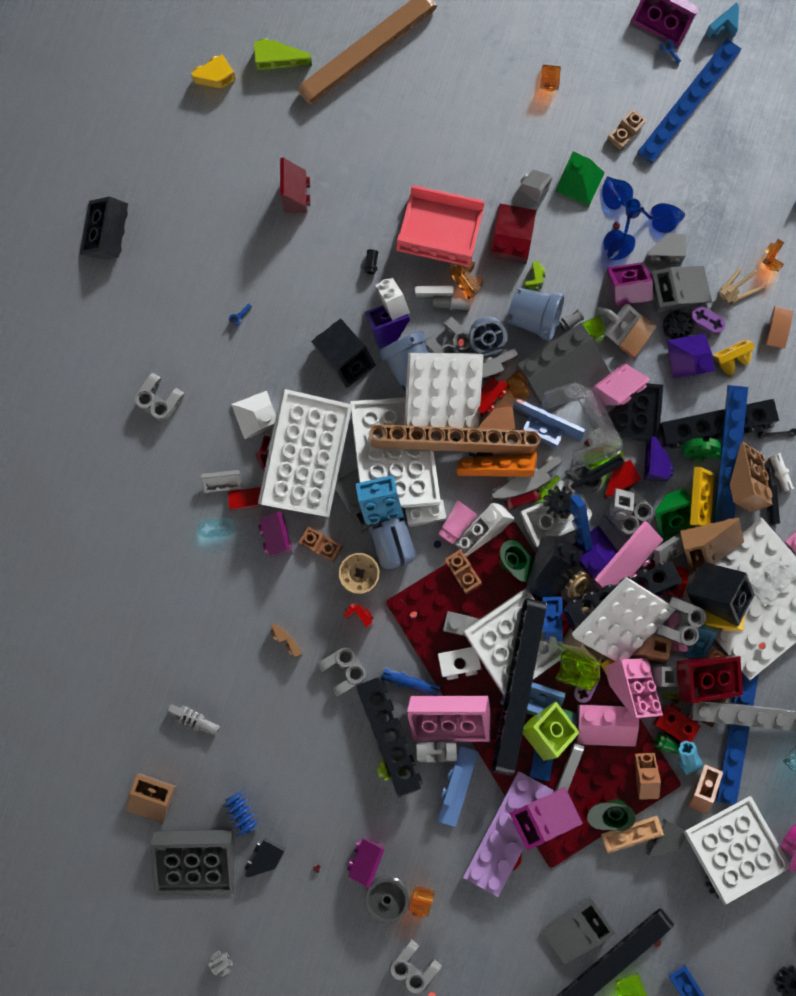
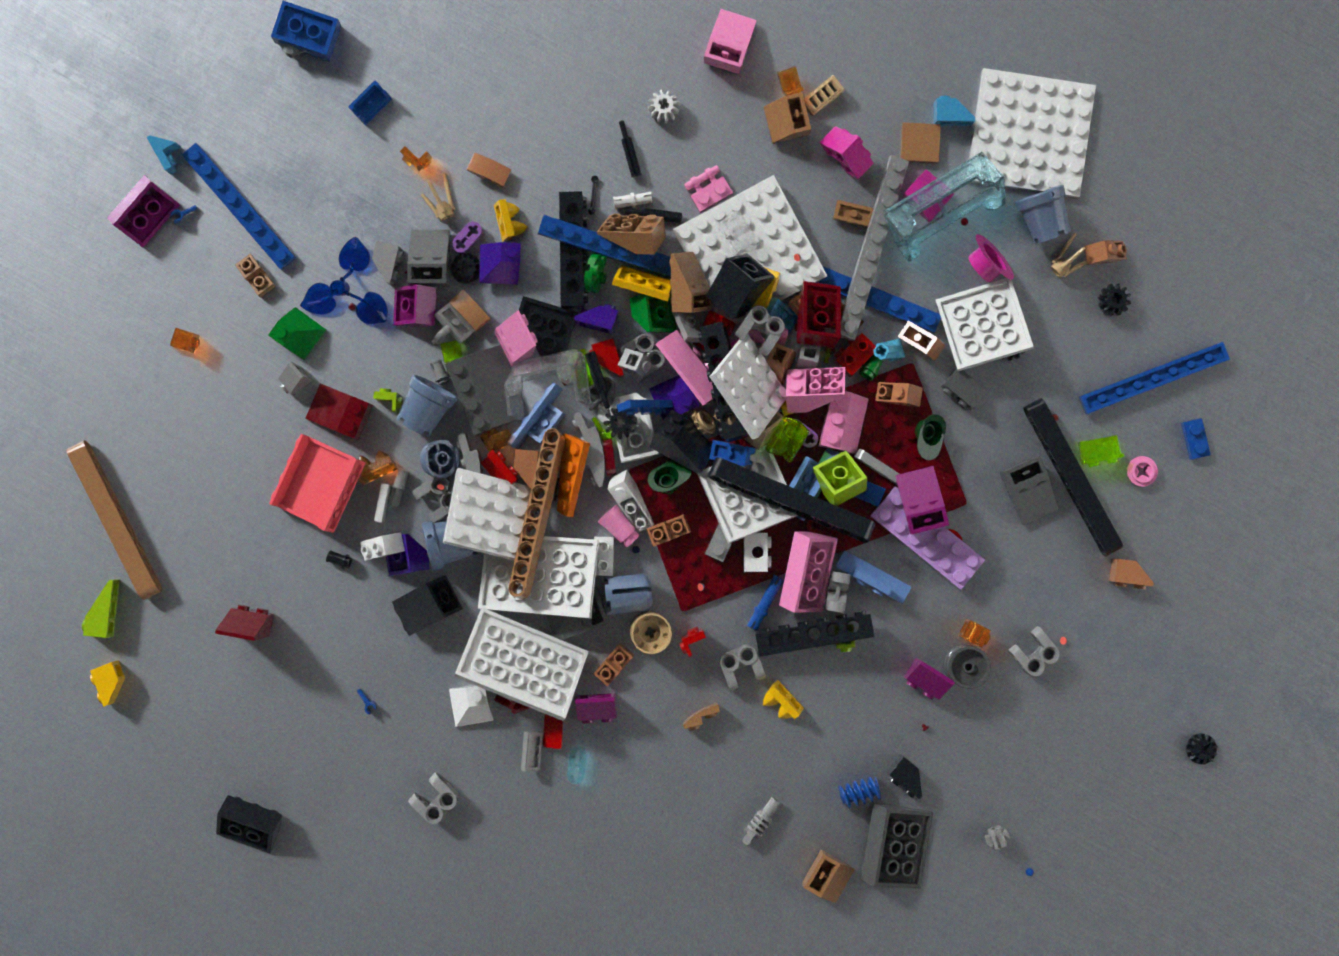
camera: 85 degrees left, 5 degrees up
(322, 714) = (779, 694): none -> yellow tile
(379, 500) = (583, 600): dark azure bracket -> none
(638, 833) = (950, 411): light nougat tile -> none

